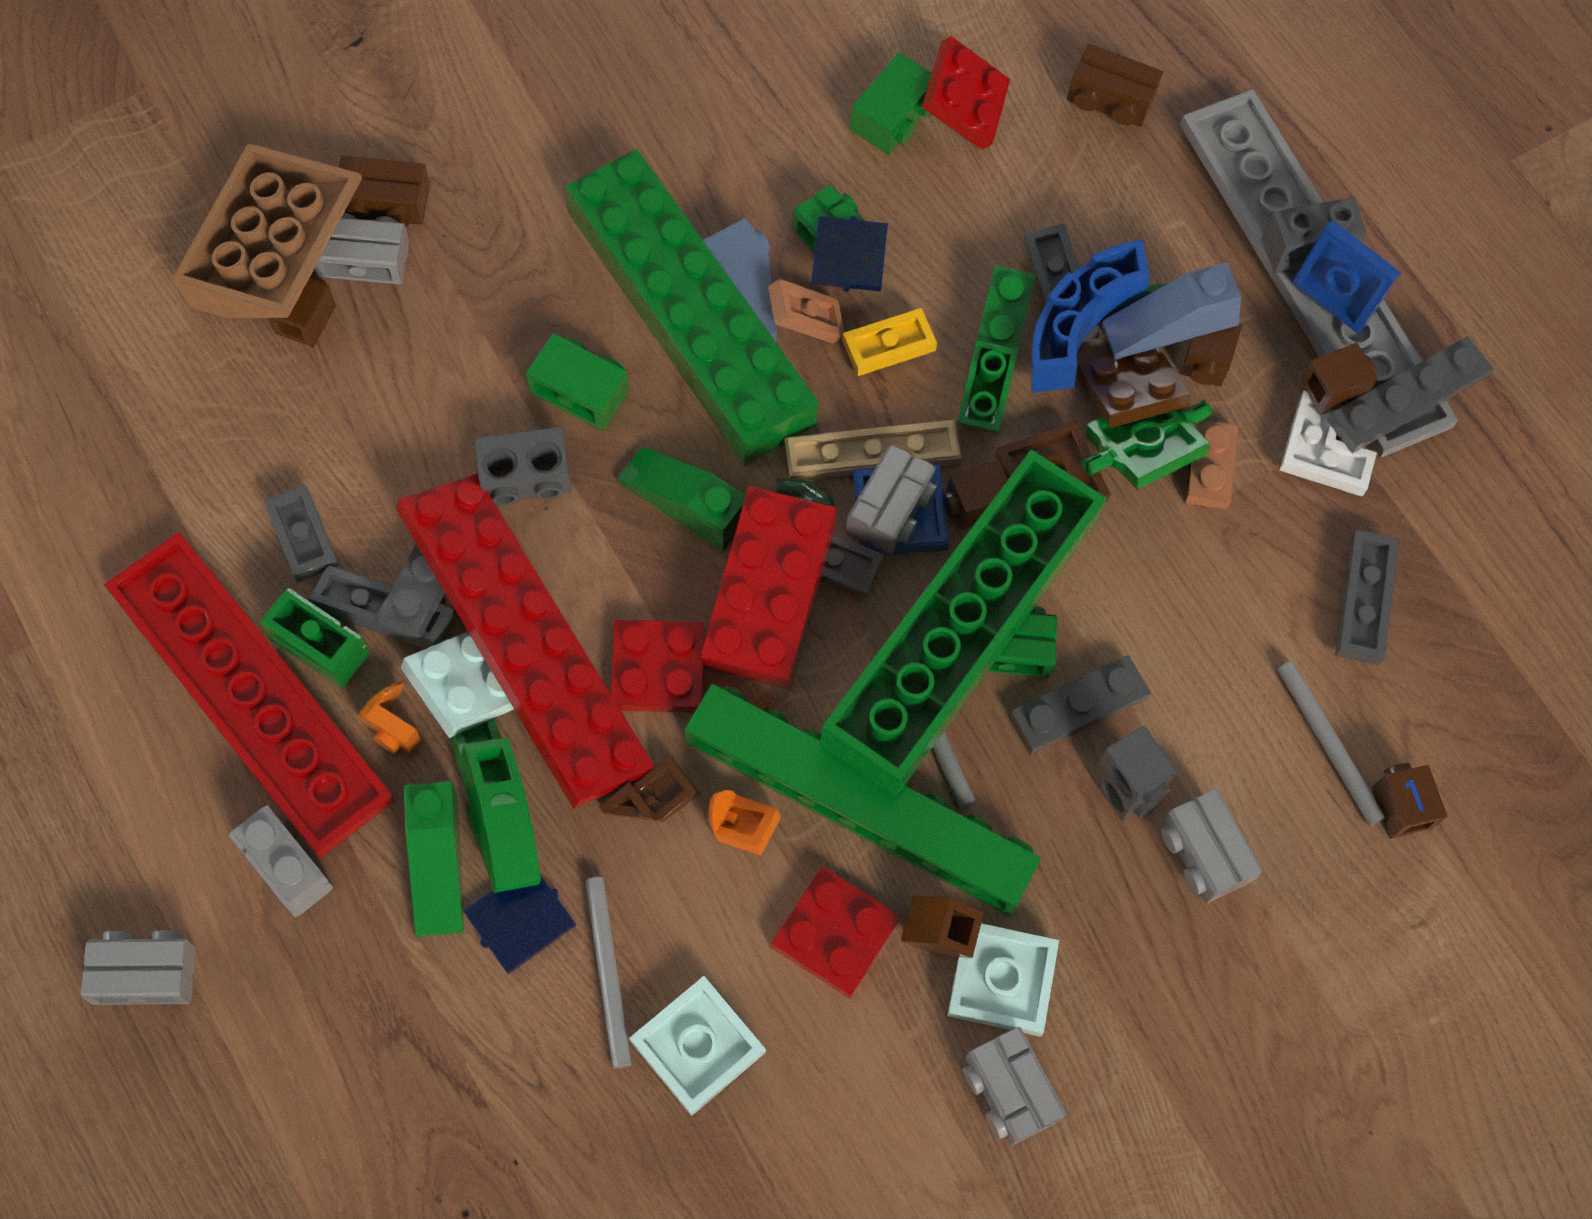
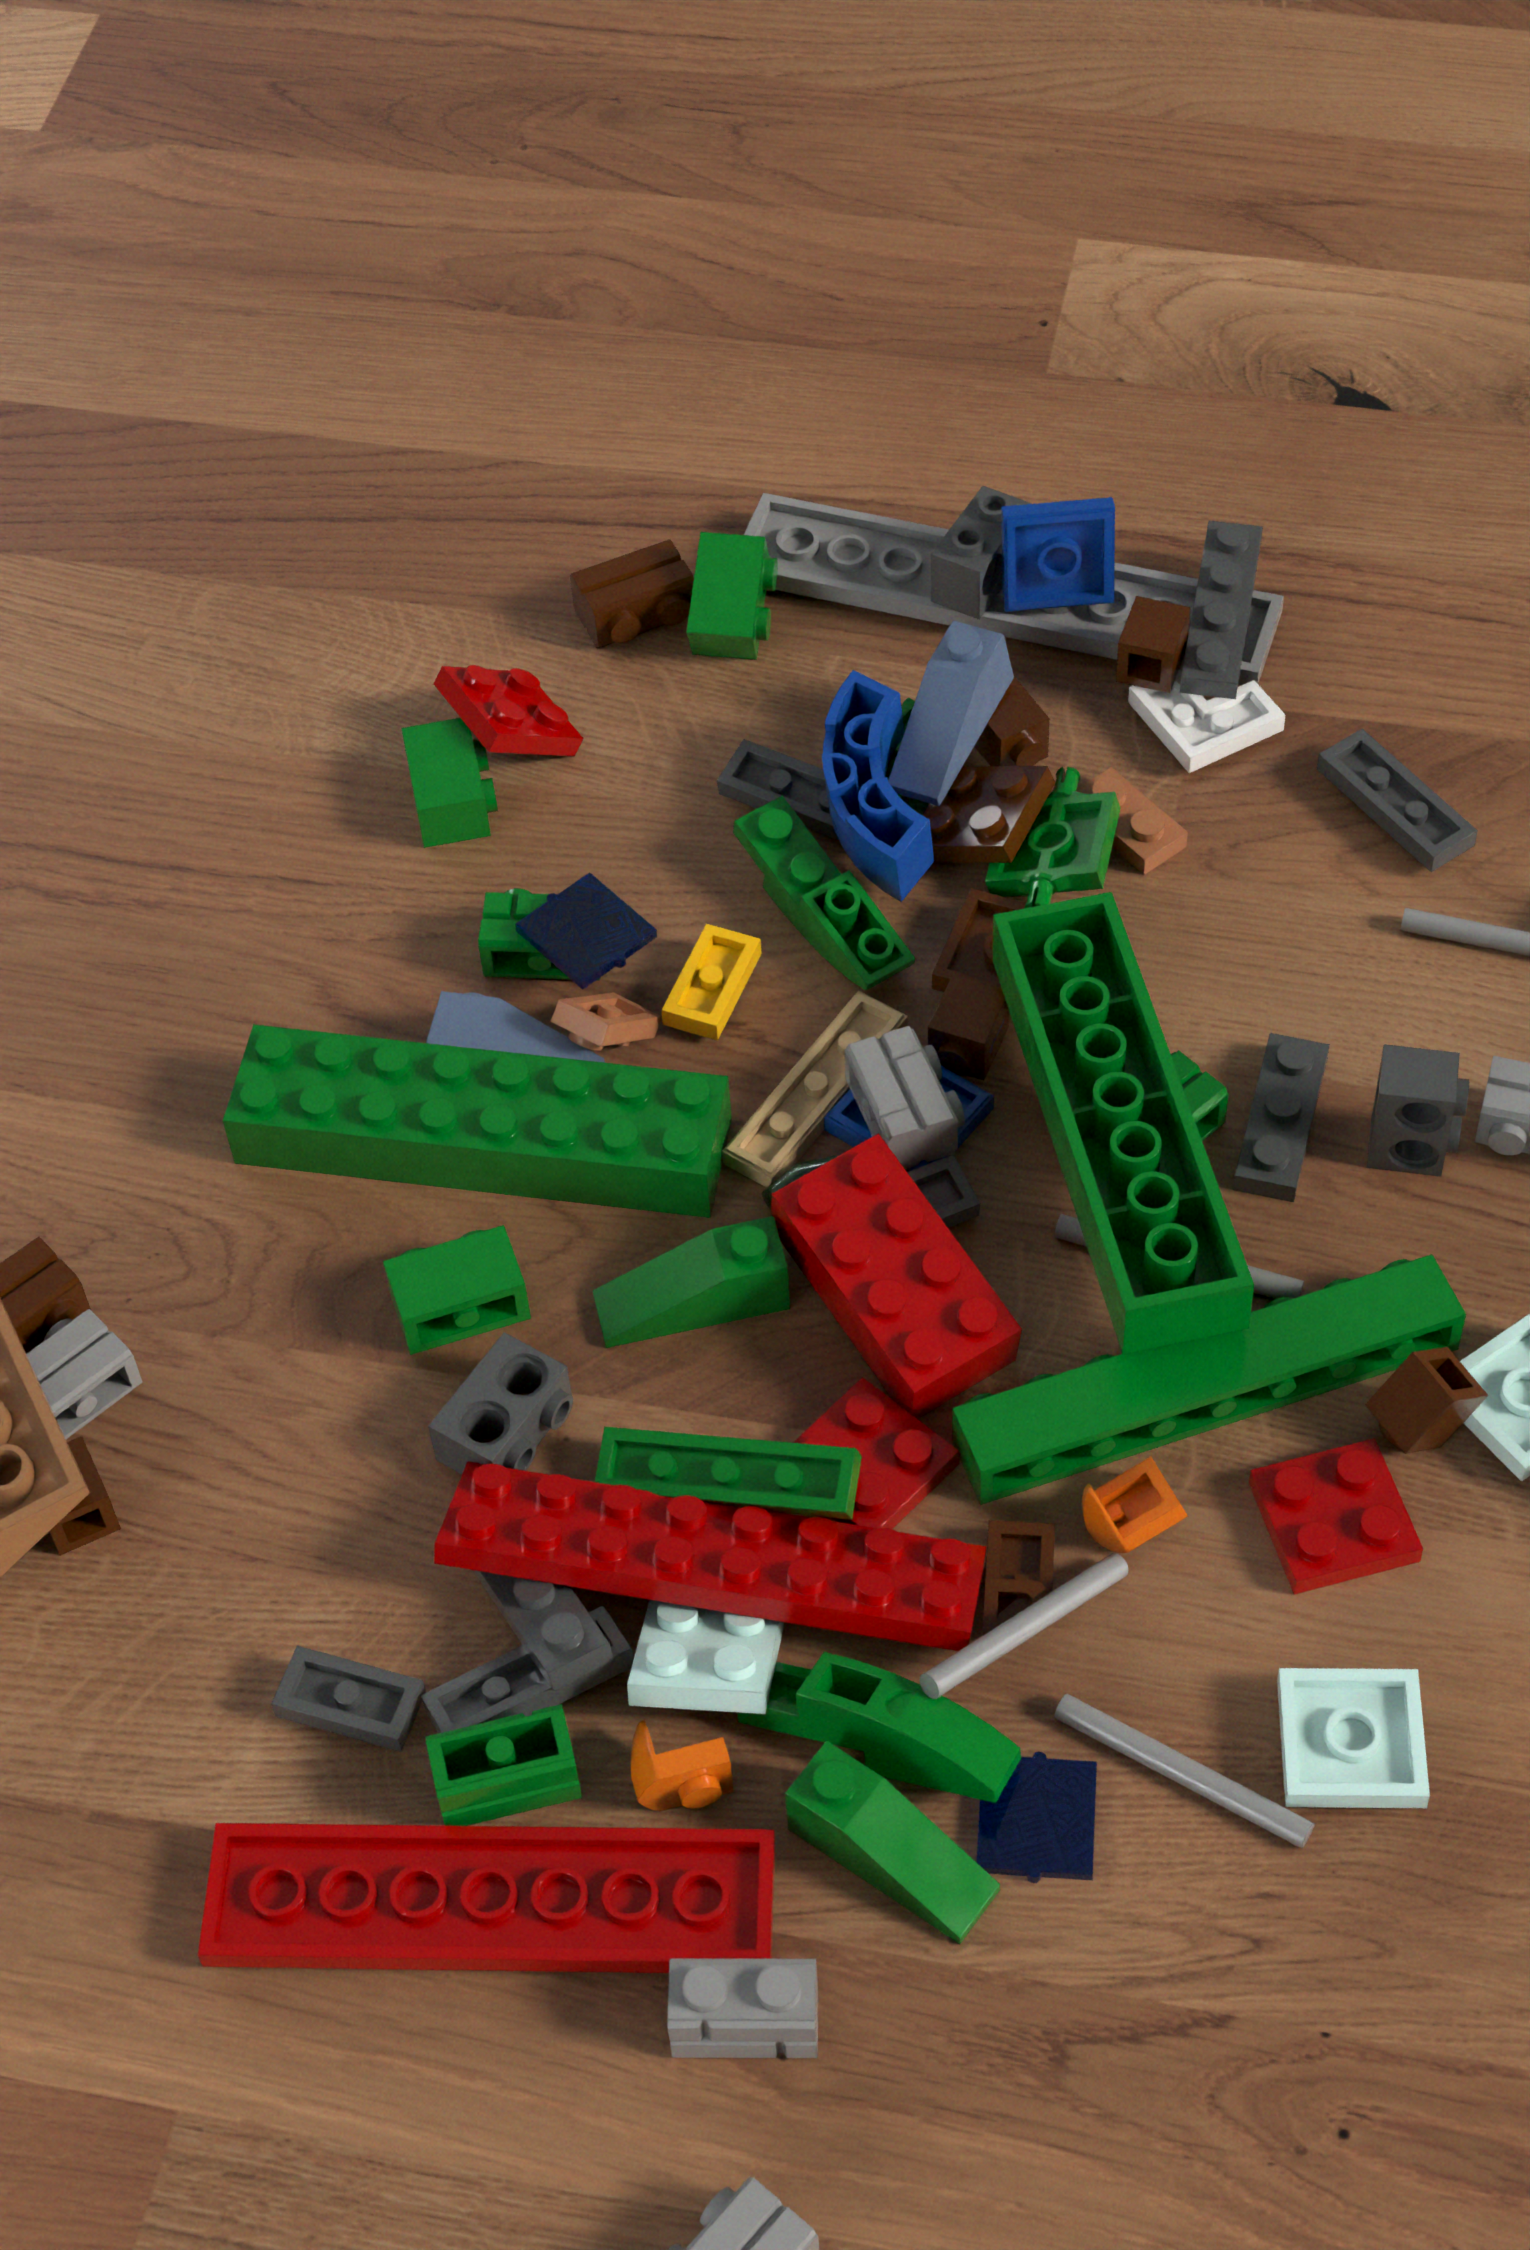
camera: 40 degrees left, 15 degrees down
(580, 605) = (733, 1470): none -> green plate
(615, 824) = (1023, 1626): none -> light grey bar
(1156, 133) = (730, 595): none -> green brick

